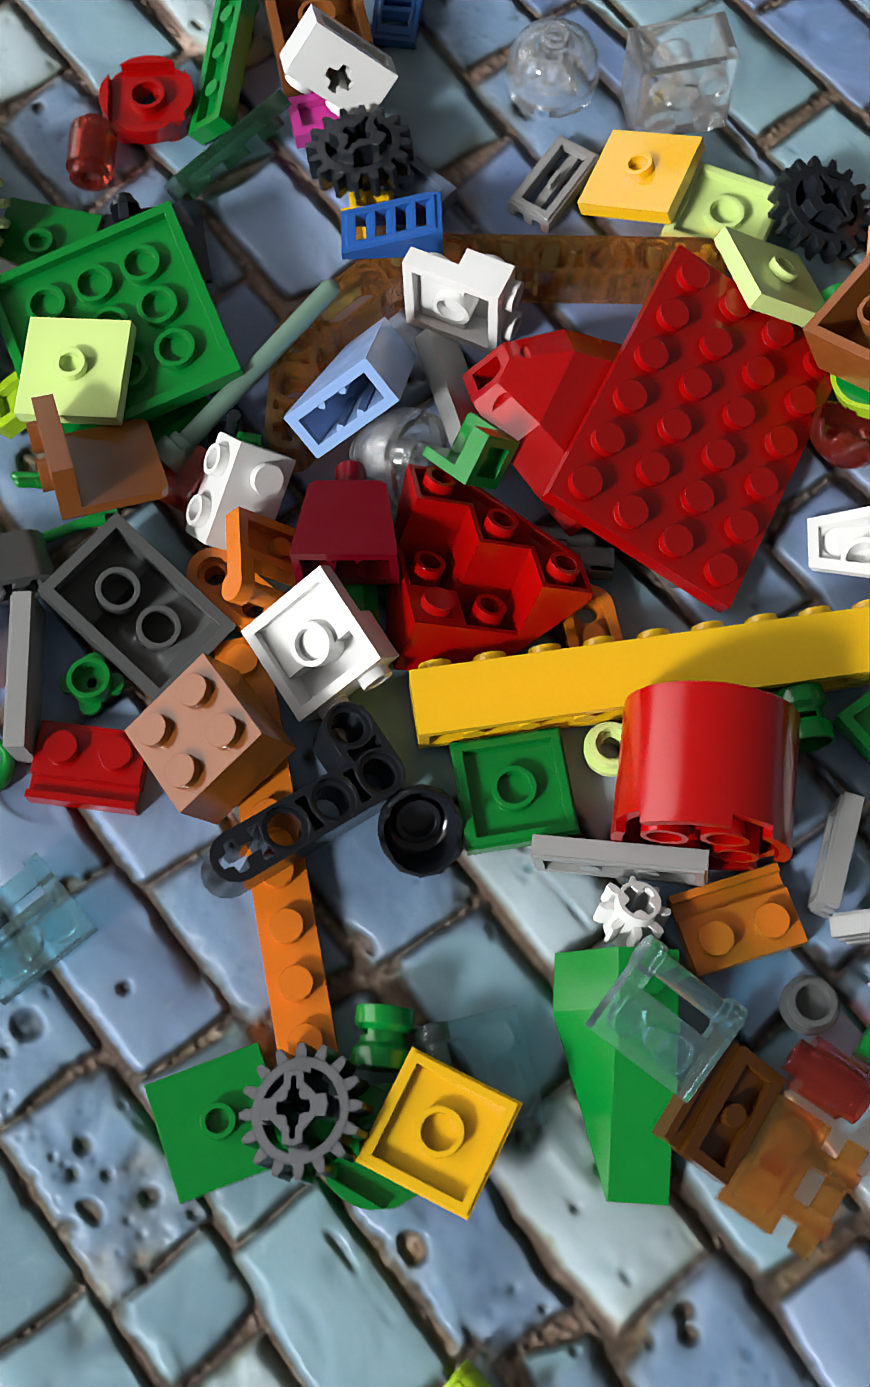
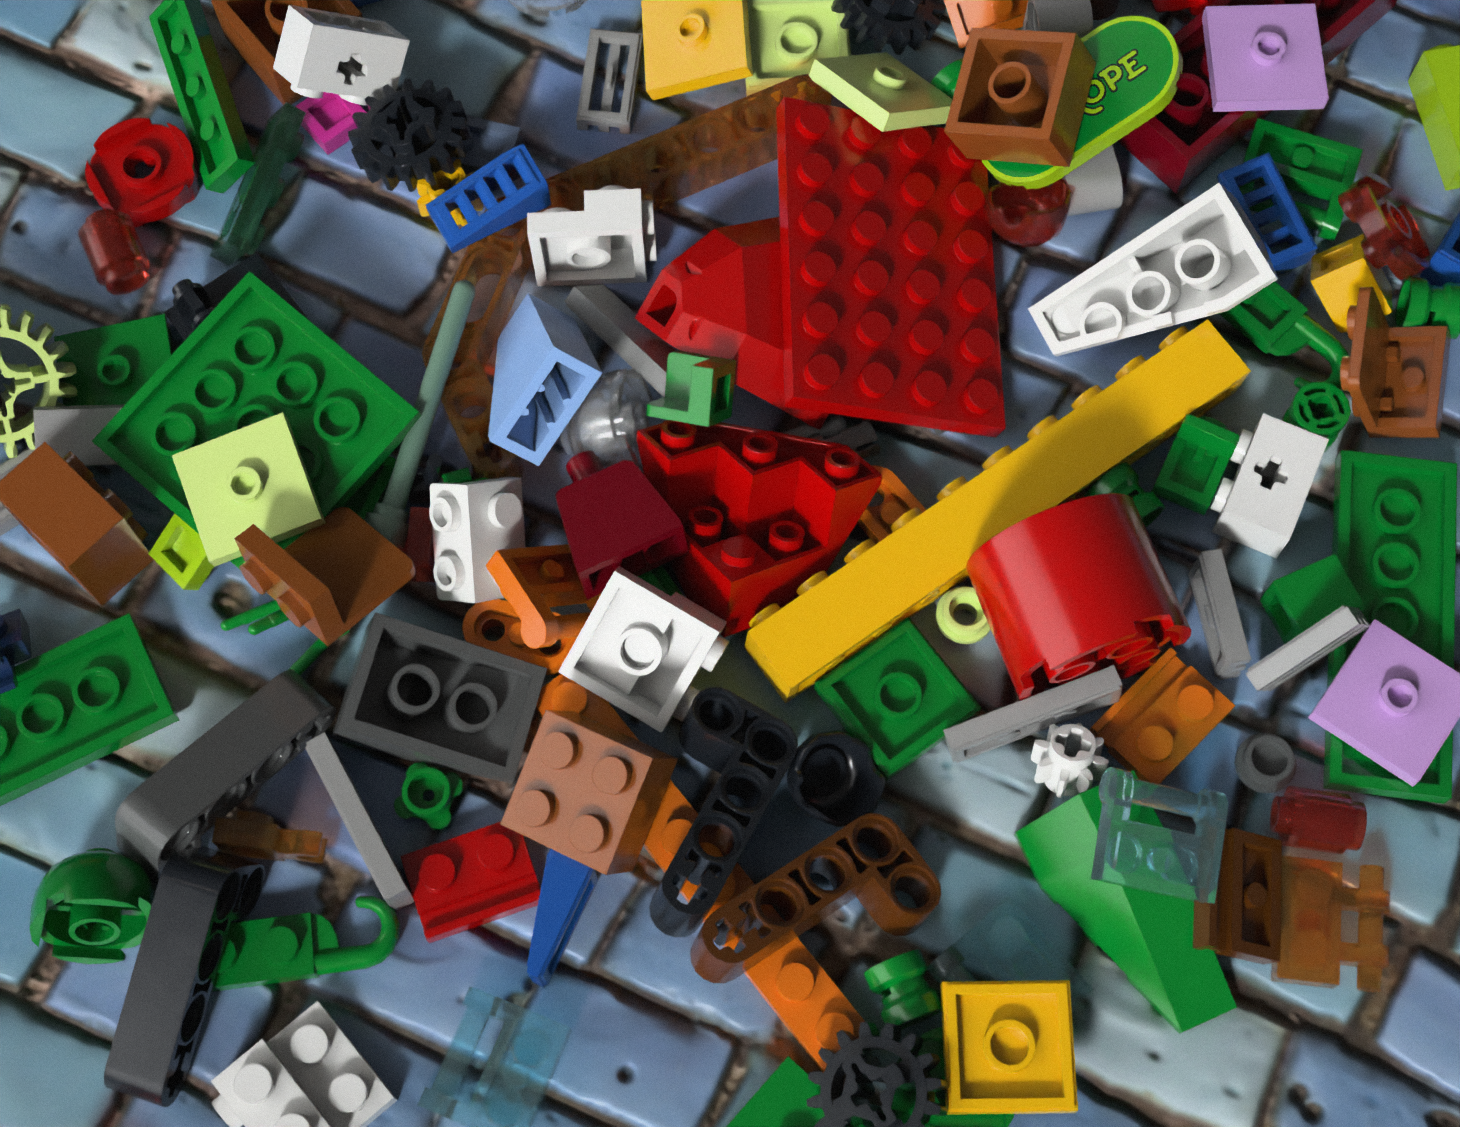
camera: 30 degrees left, 0 degrees up
(134, 830) = (561, 902): none -> blue slope
(338, 926) = (806, 904): none -> reddish brown beam

